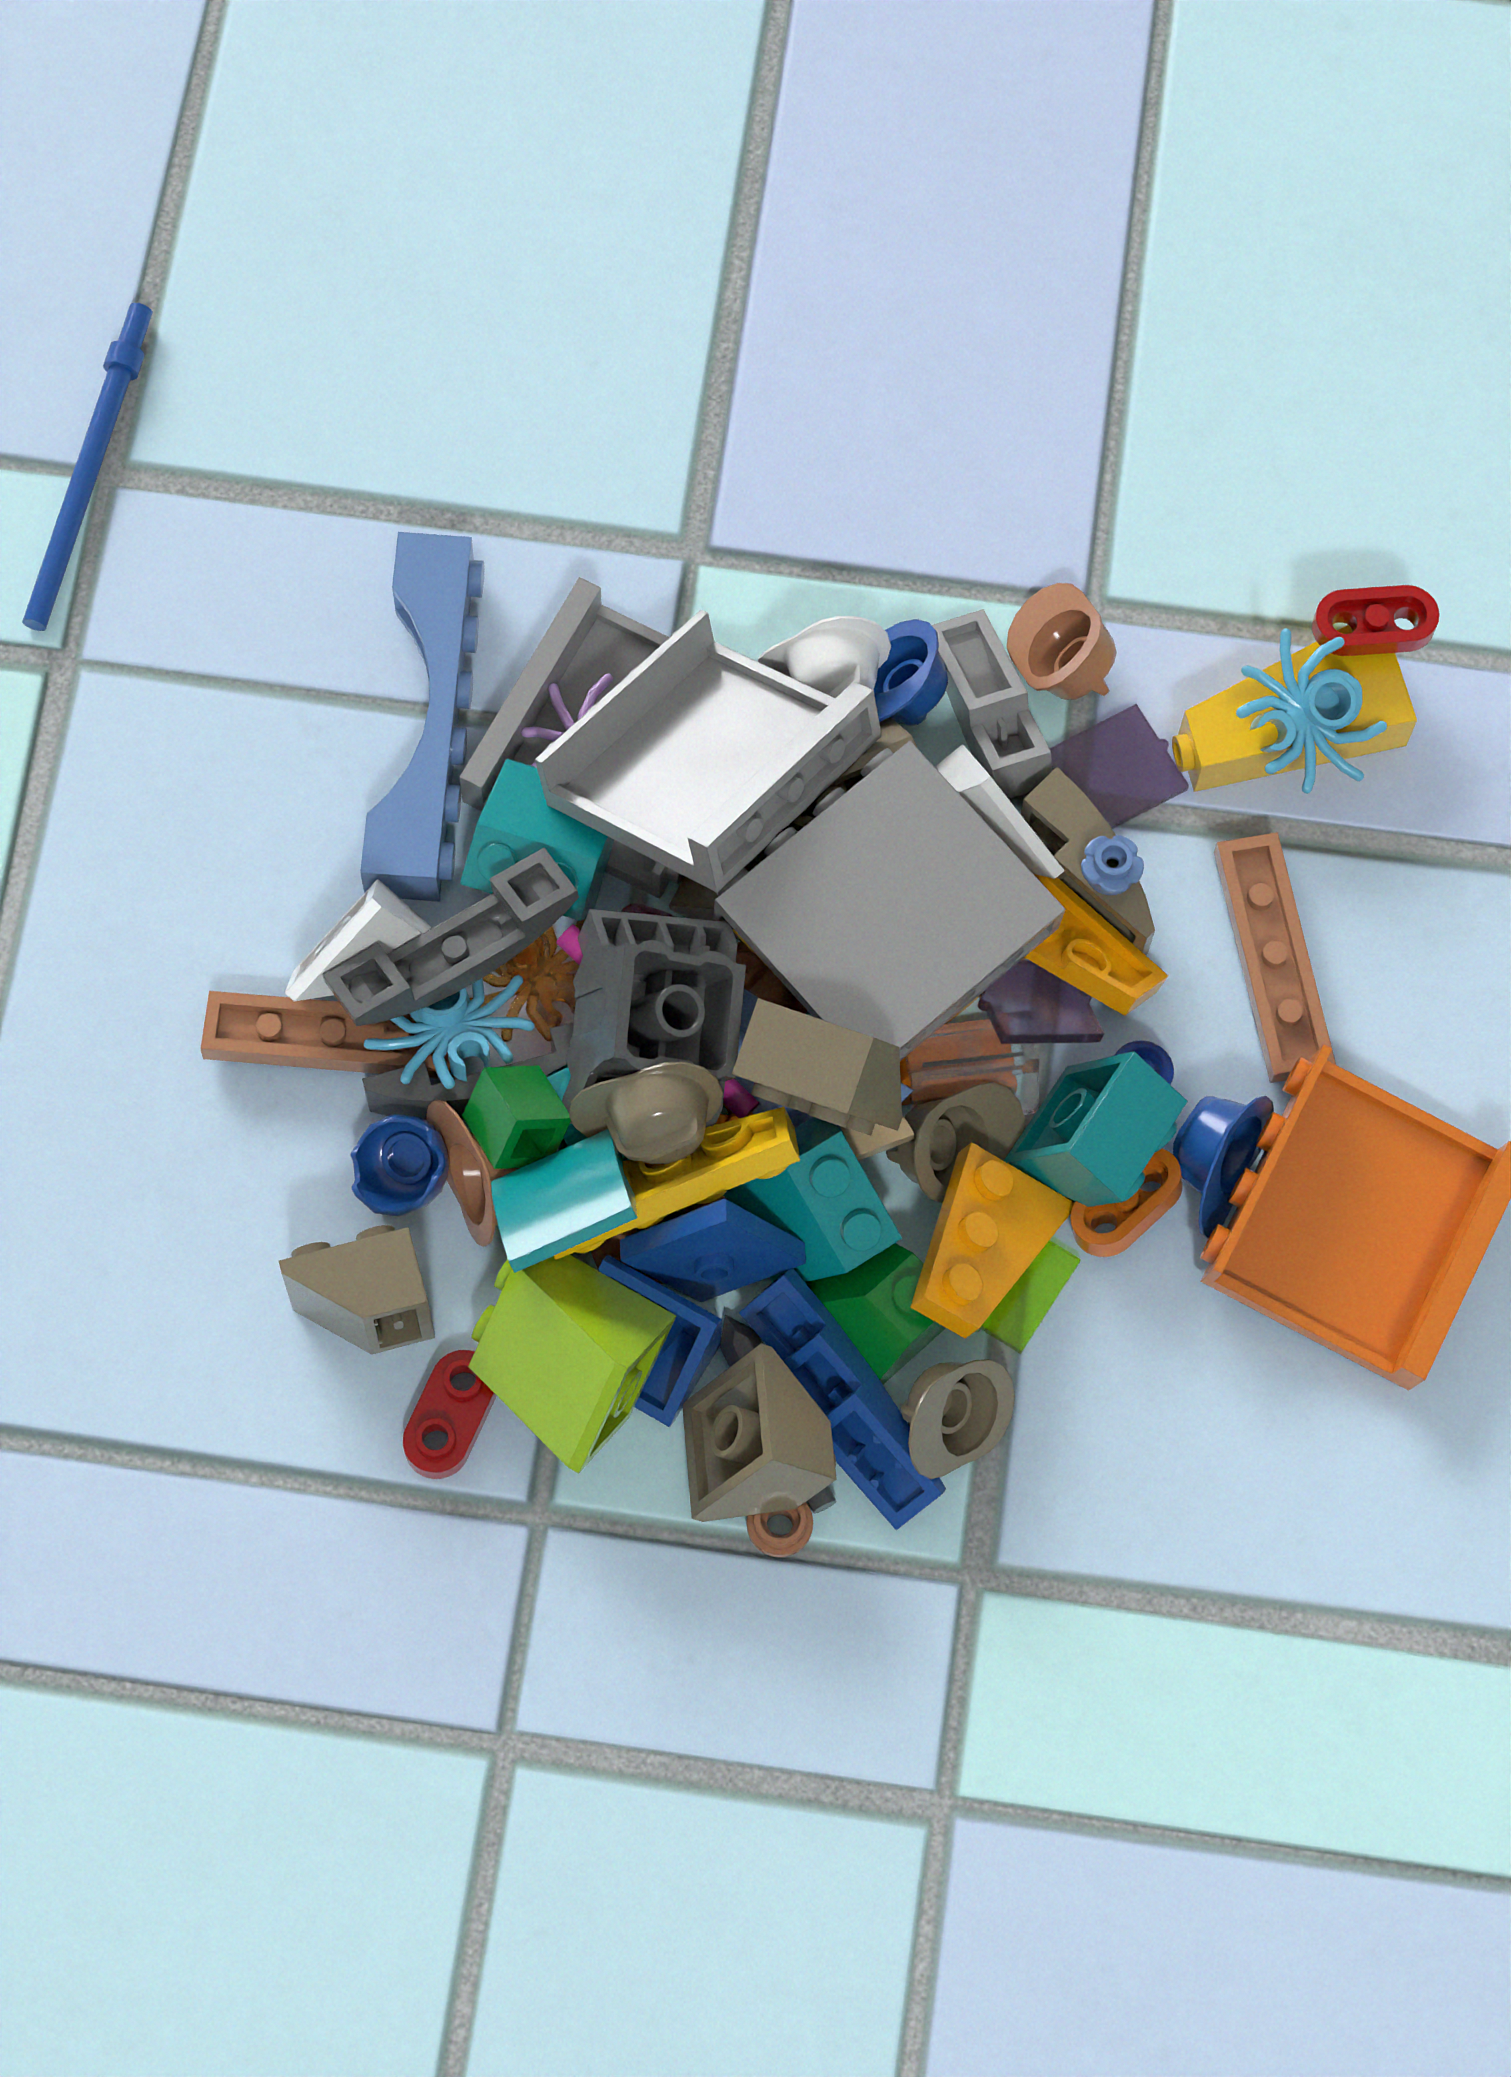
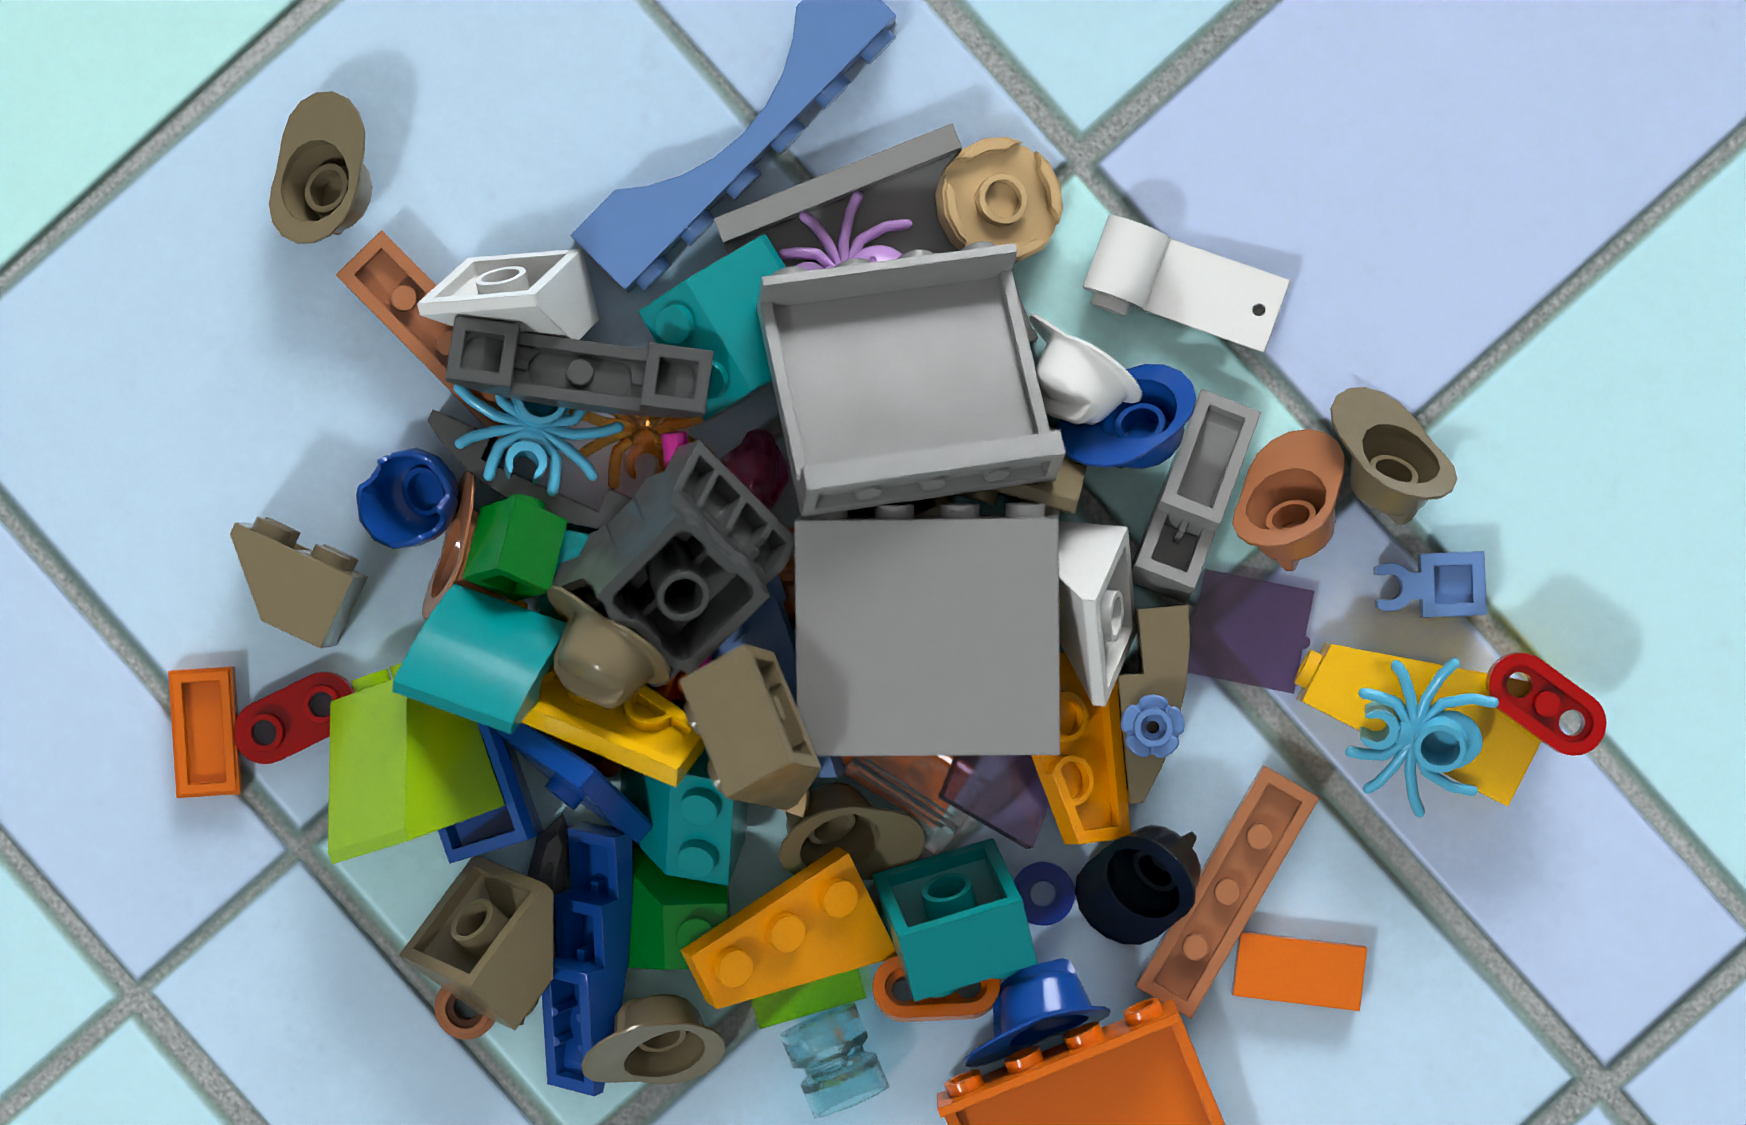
camera: 40 degrees right, 20 degrees up
(123, 977) = (320, 170): none -> dark tan piece
(387, 1484) = (203, 732): none -> orange tile
(650, 604) = (999, 196): none -> tan tile
(847, 571) = (1183, 284): none -> white door
(1100, 1315) = (834, 1060): none -> clear light blue wheel
(1108, 569) = (1391, 455): none -> dark tan piece
(1207, 999) = (1139, 884): none -> black piece
(1221, 622) = (1444, 584): none -> medium blue plate
(1380, 973) = (1299, 971): none -> orange tile

